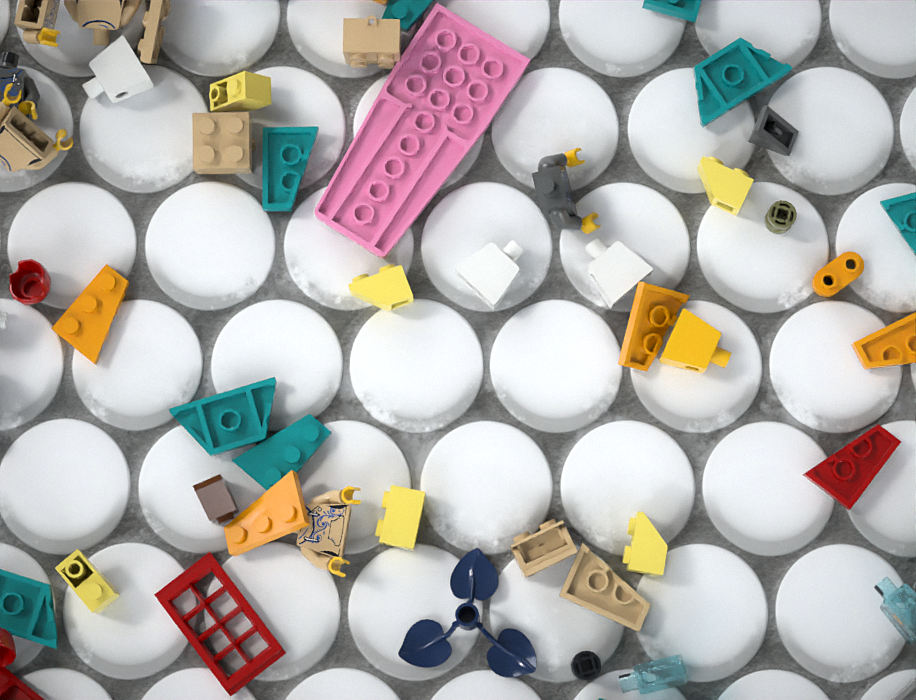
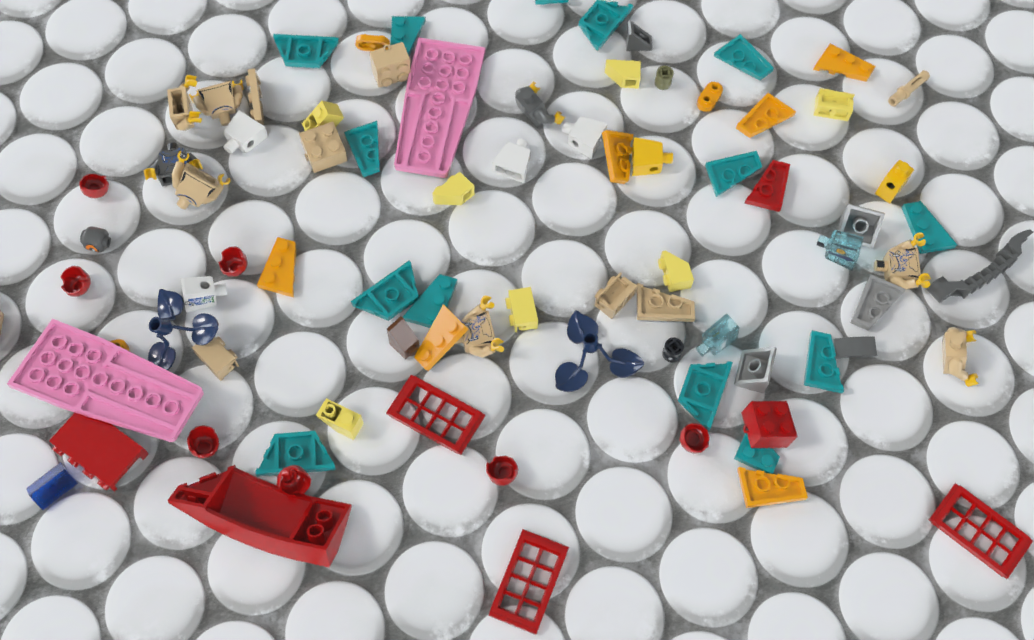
camera: 25 degrees left, 15 degrees down
(805, 416) = (732, 170): none -> teal wing

